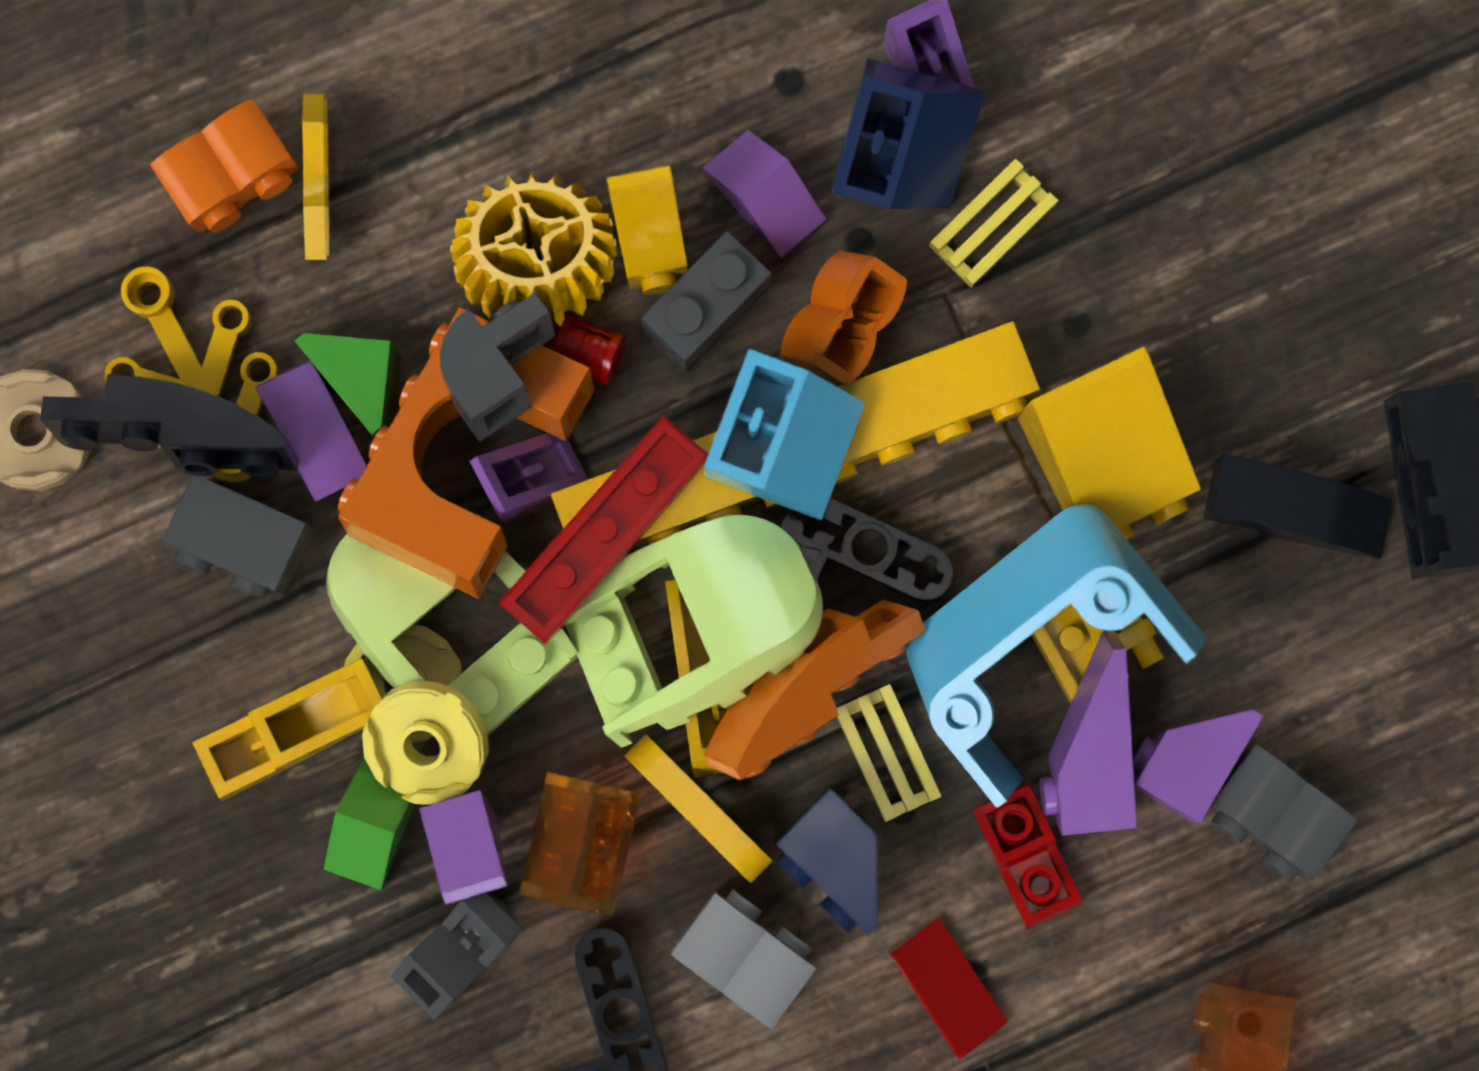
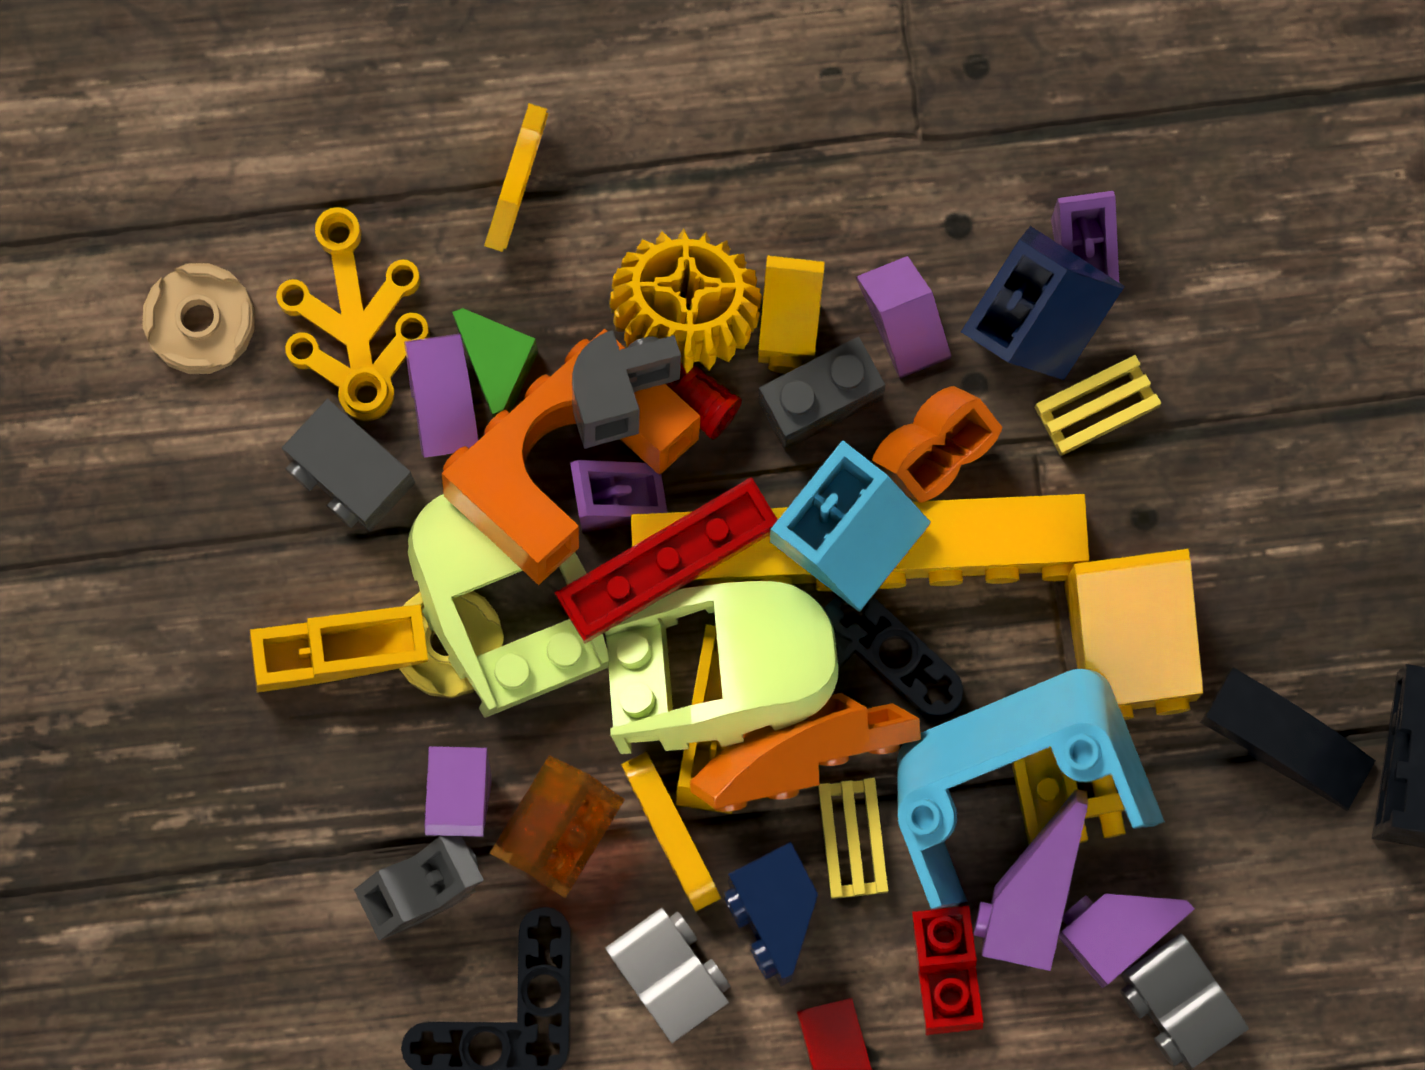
camera: 20 degrees right, 5 degrees down
(188, 423) = (341, 356): black slope -> none
(226, 167) = (441, 145): orange brick -> none
(367, 830) = (381, 751): bright green slope -> none
(444, 715) = (478, 676): light yellow tile -> none

